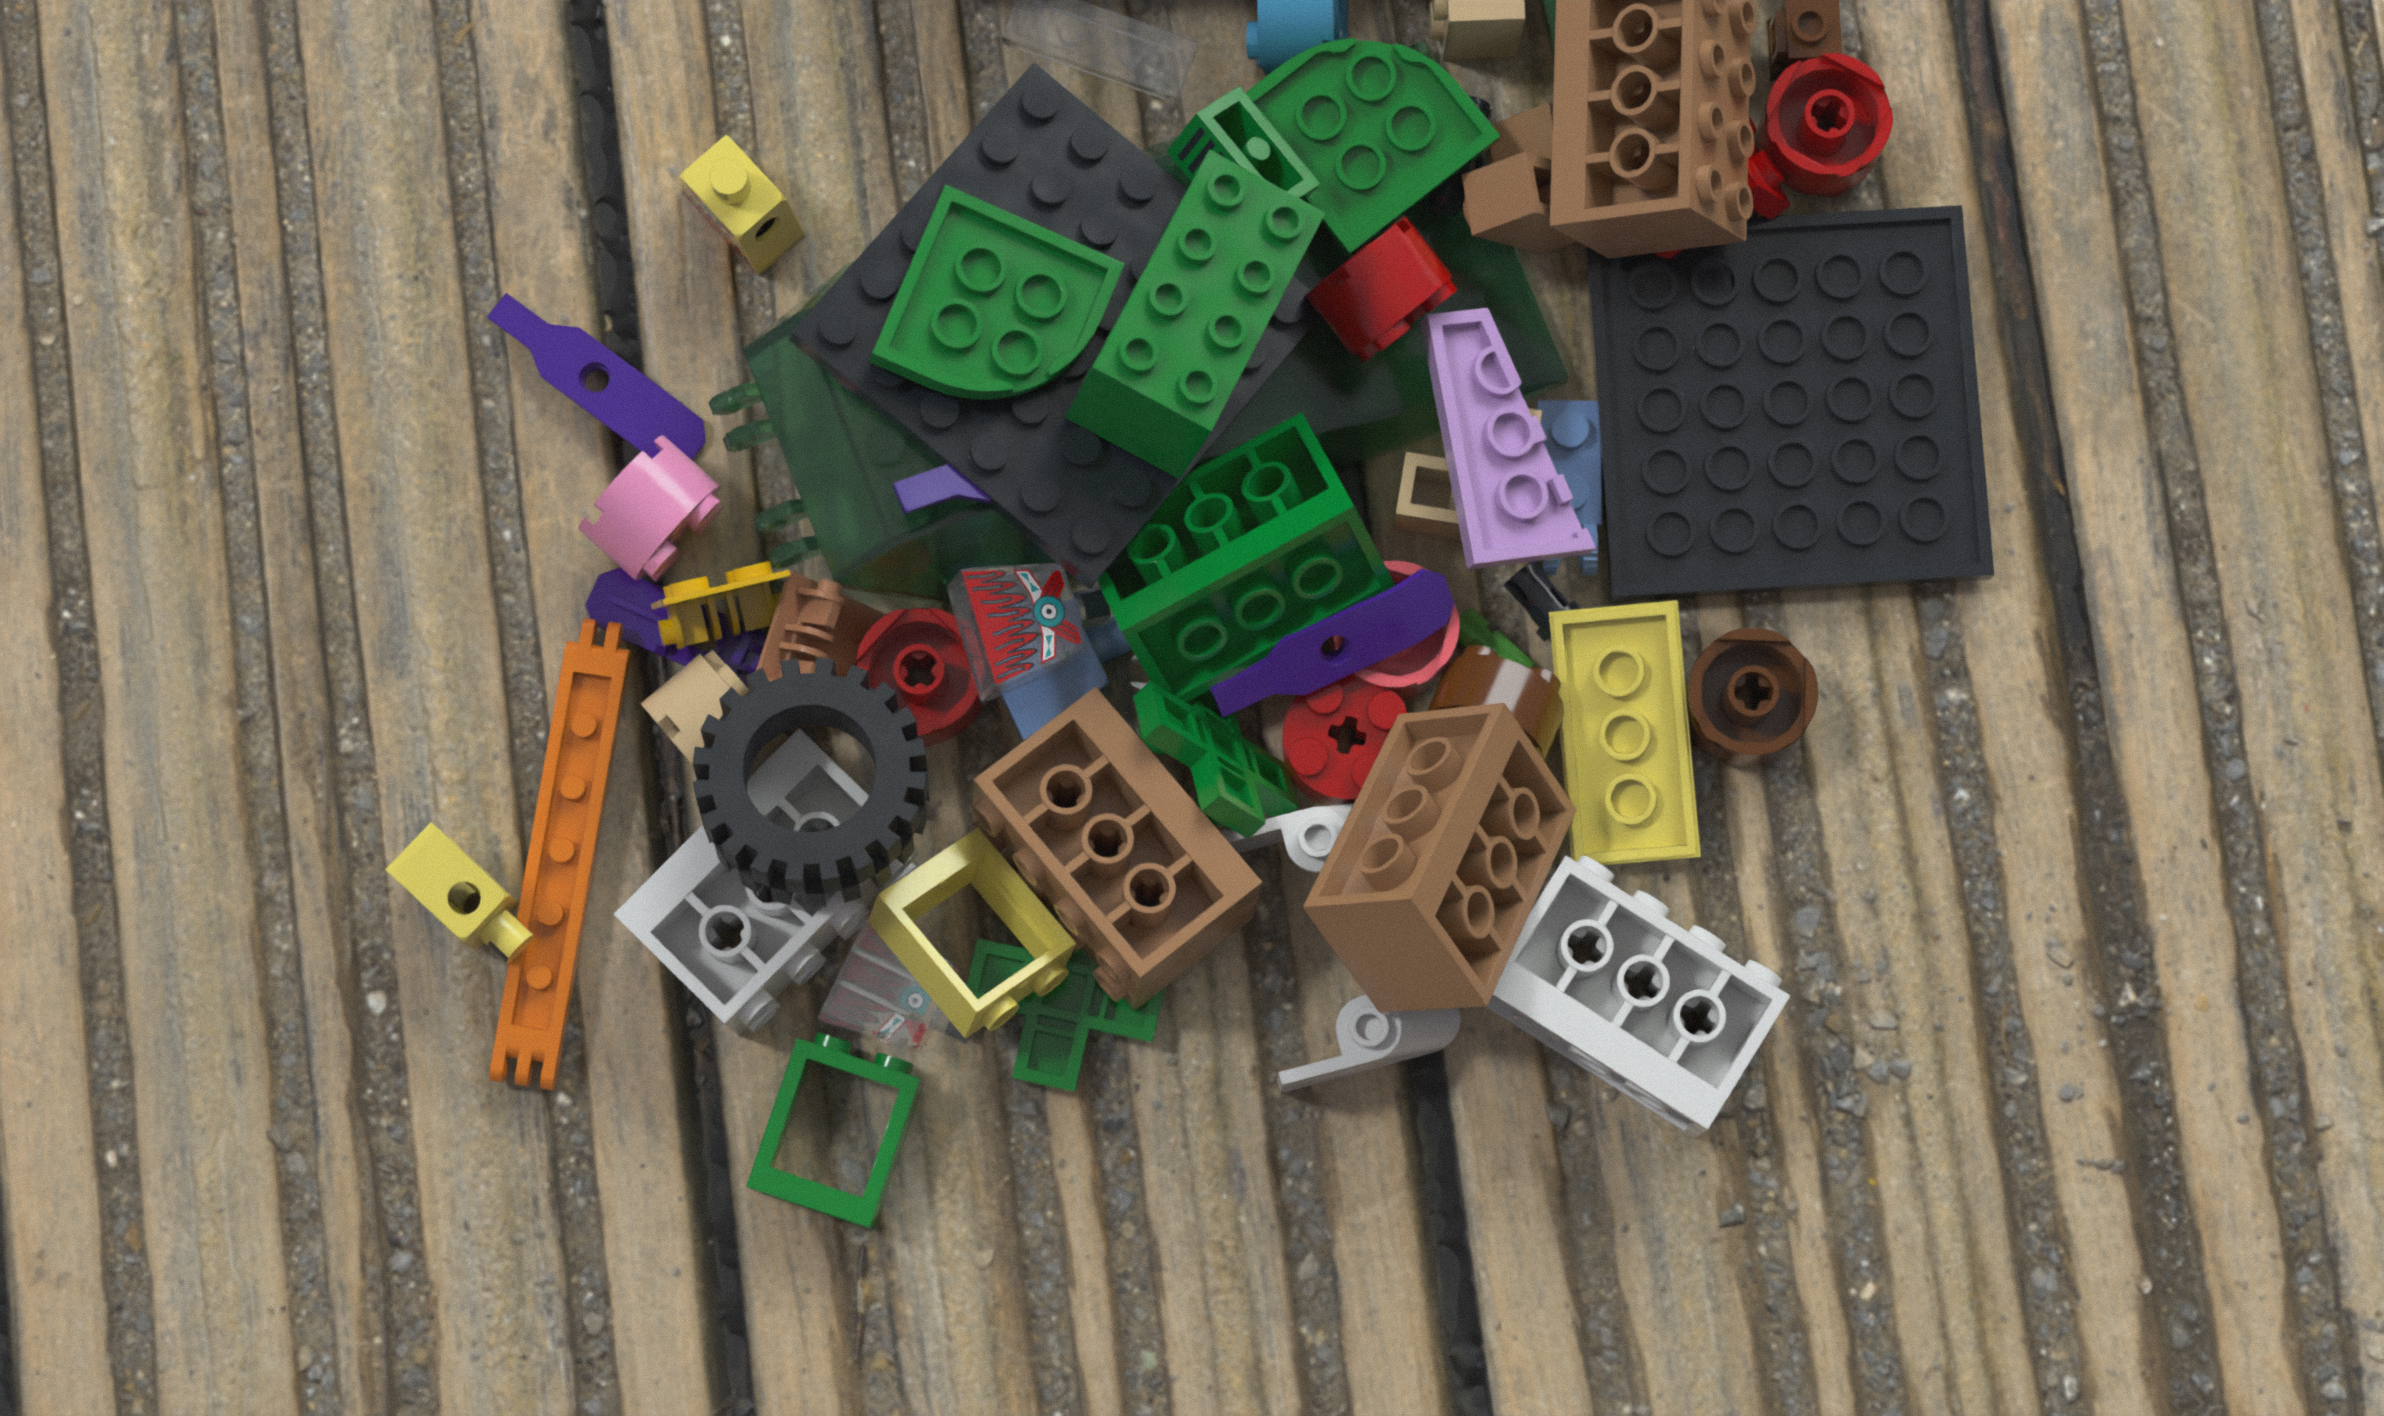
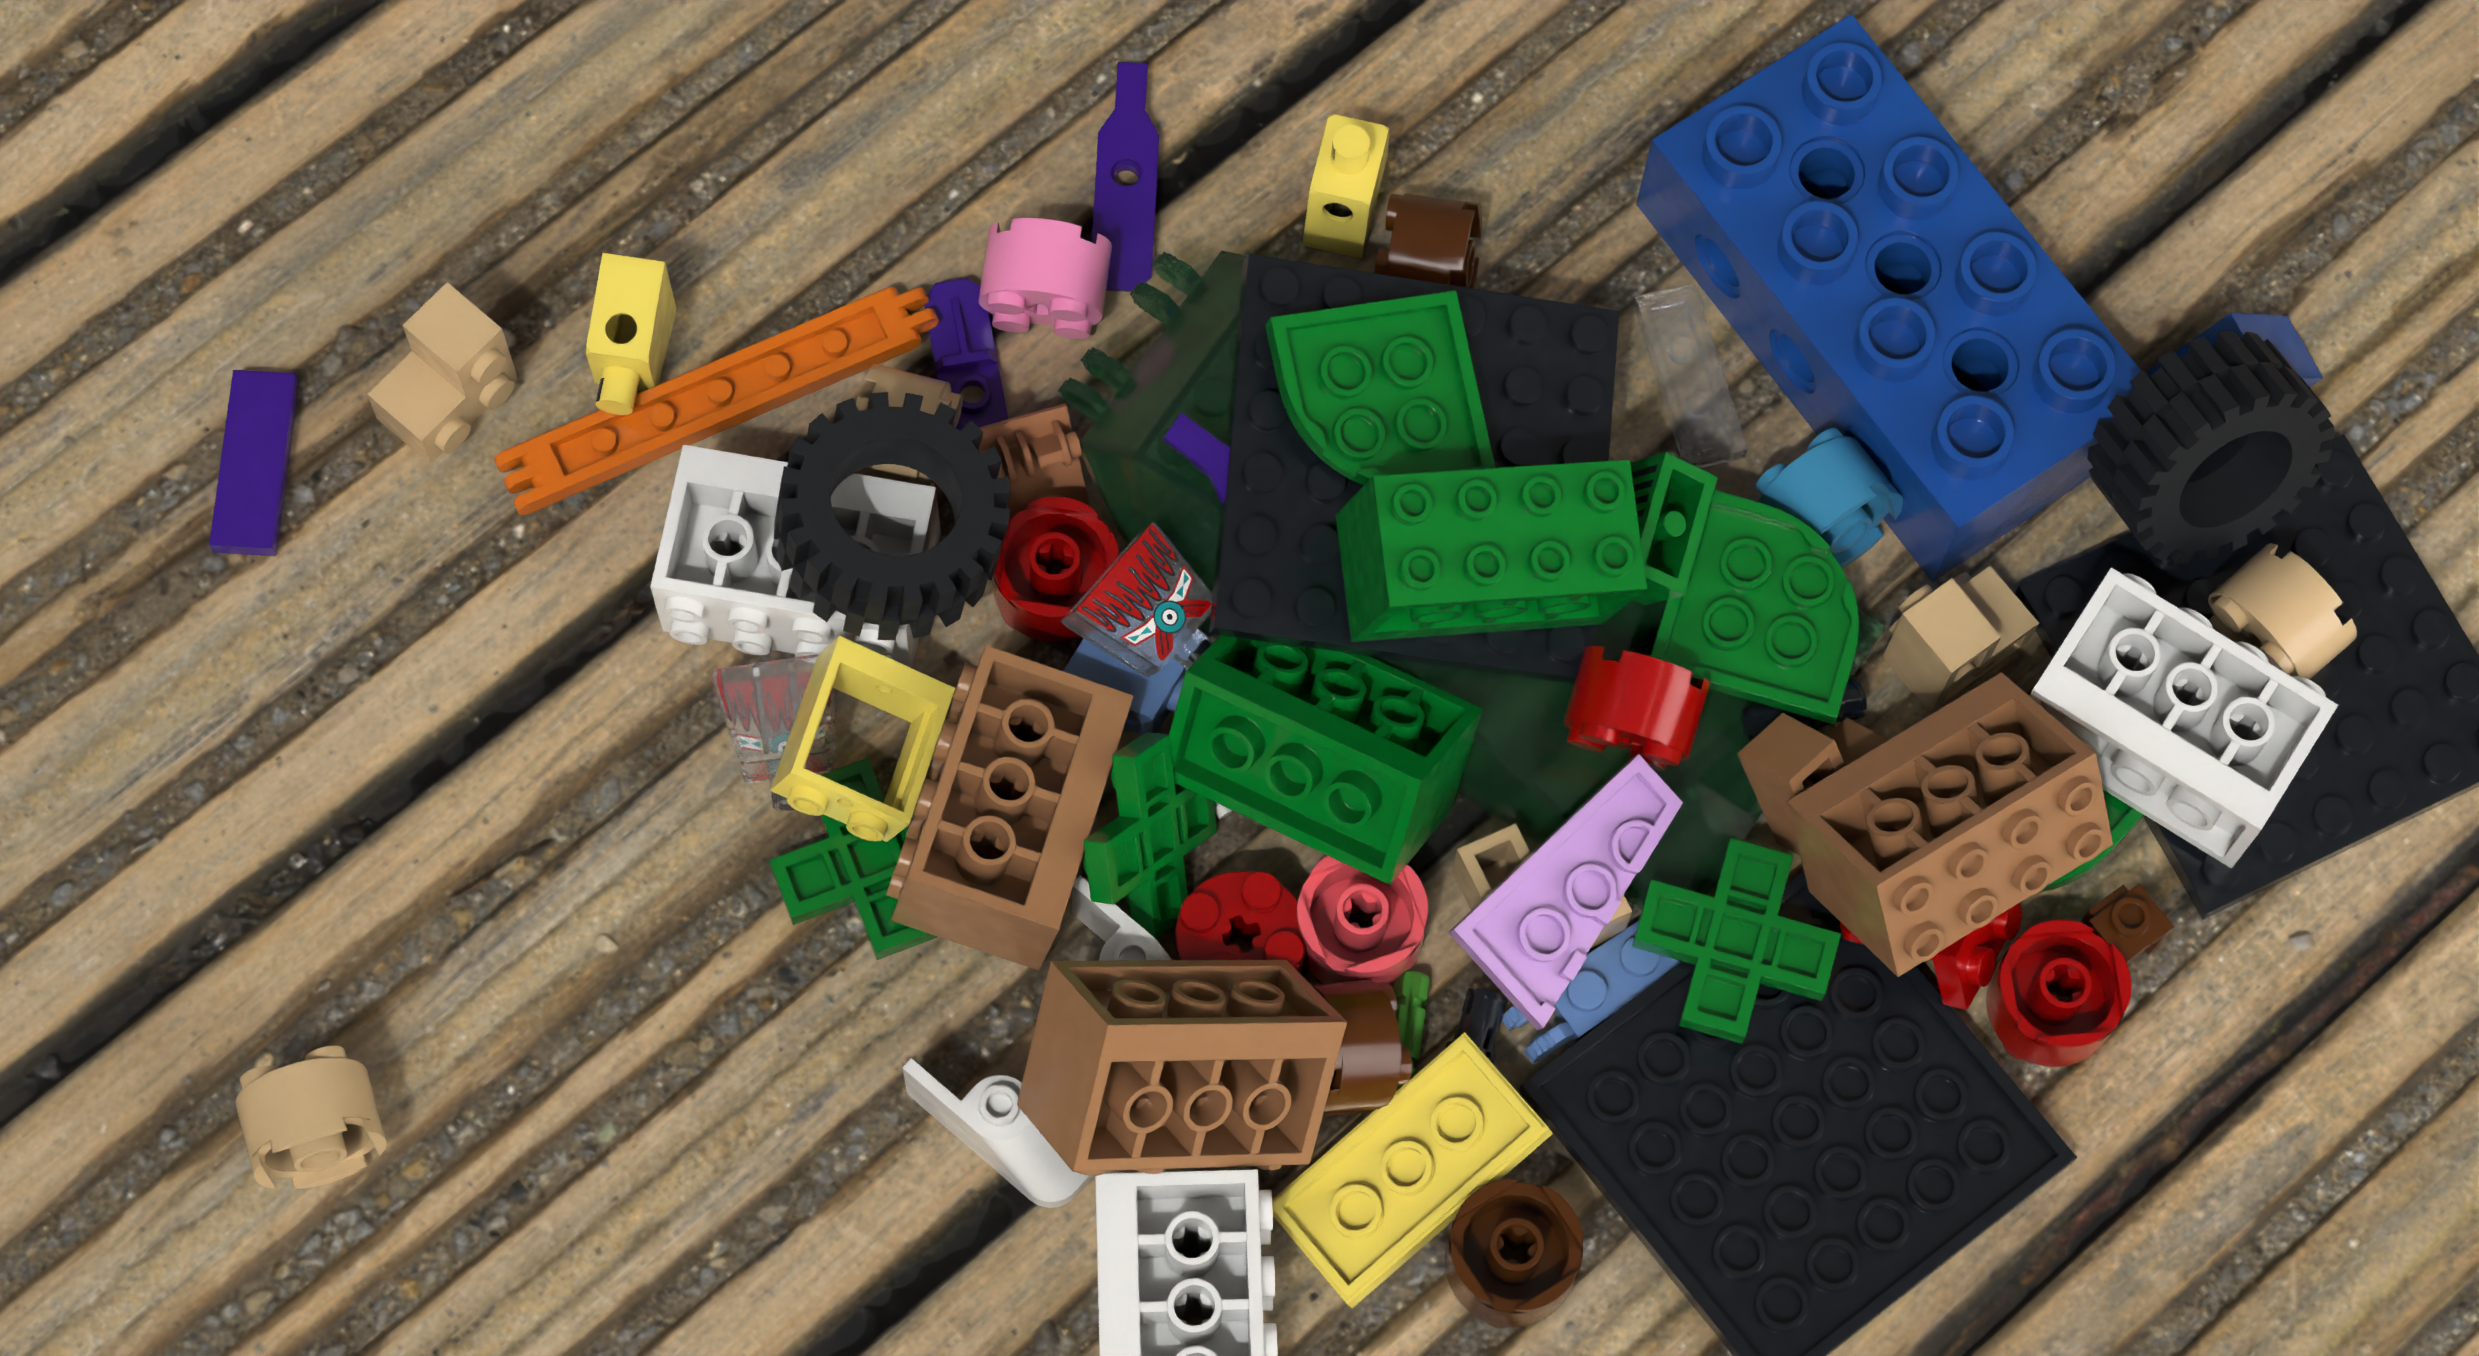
camera: 50 degrees right, 10 degrees down
(347, 1286) = (254, 463): none -> dark purple tile
(390, 1075) = (448, 378): none -> tan brick
(684, 602) = (993, 346): yellow hinge -> none
(815, 1196) = (646, 802): green window -> none
(856, 174) = (1431, 240): none -> reddish brown brick
(1368, 632) = (1339, 888): dark purple piece -> none
(1615, 344) = (1736, 940): none -> green plate

